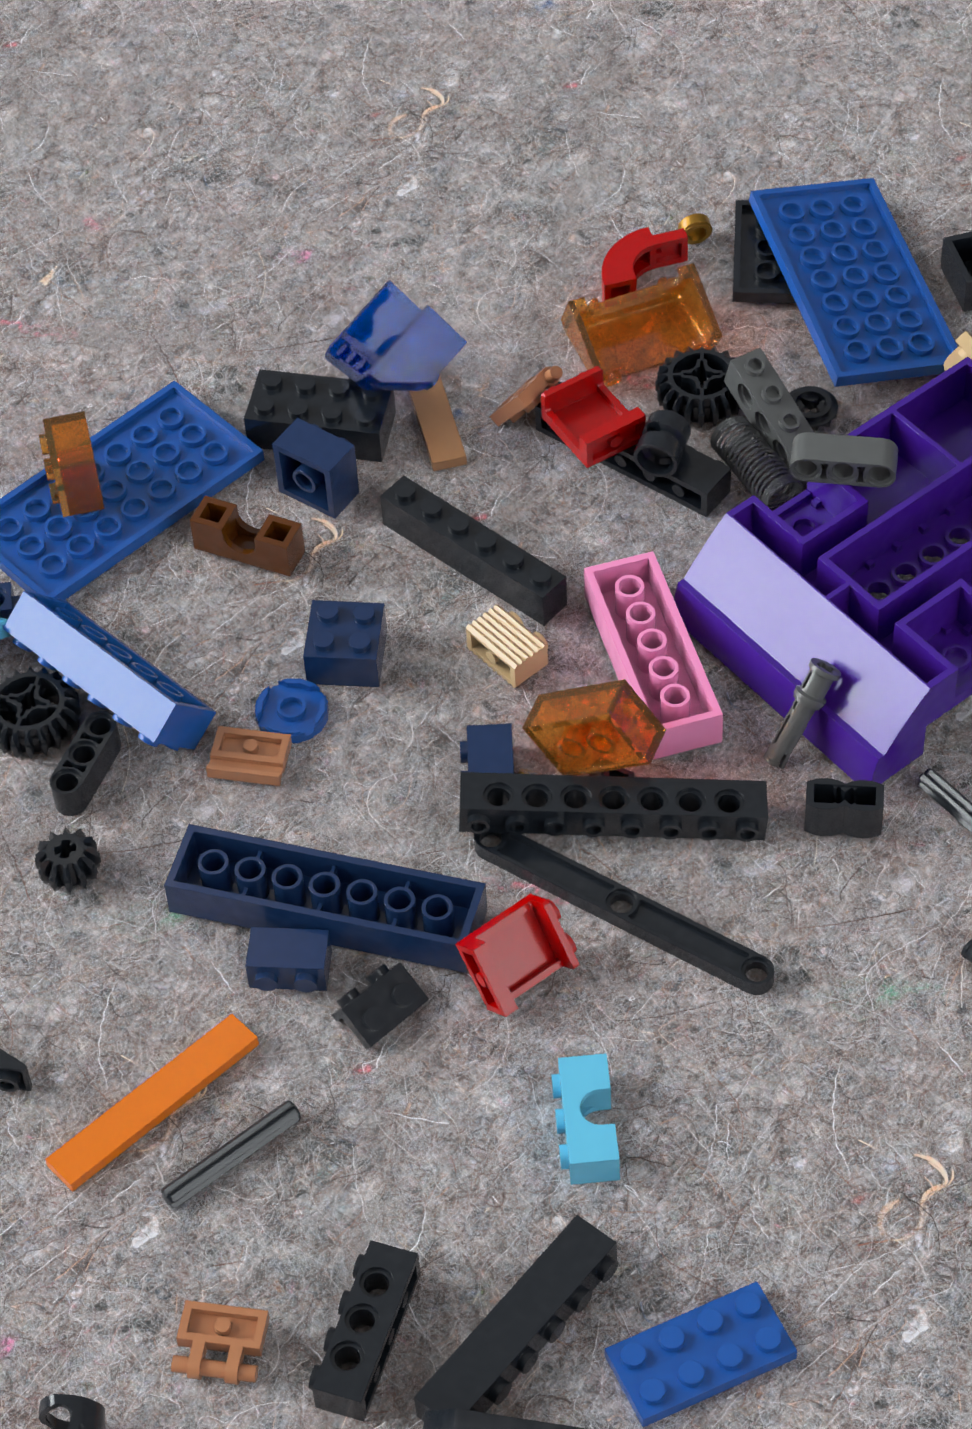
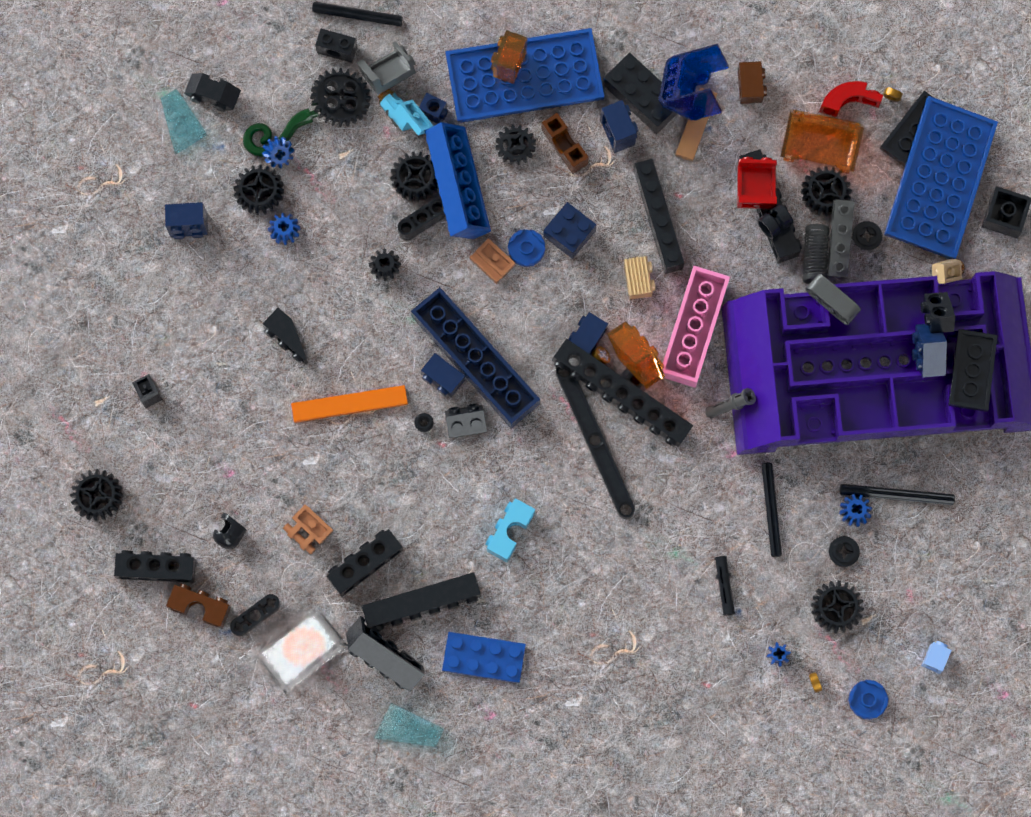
camera: 30 degrees right, 25 degrees up
(167, 584) = (521, 150): none -> black gear
(230, 1154) = (364, 449): axle -> none
(308, 1041) = (424, 416): none -> black plate
(476, 320) = (751, 82): none -> reddish brown brick
(517, 952) = (532, 437): panel -> none
(527, 396) = (738, 147): nougat plate -> none
(844, 808) = (712, 456): black brick -> none

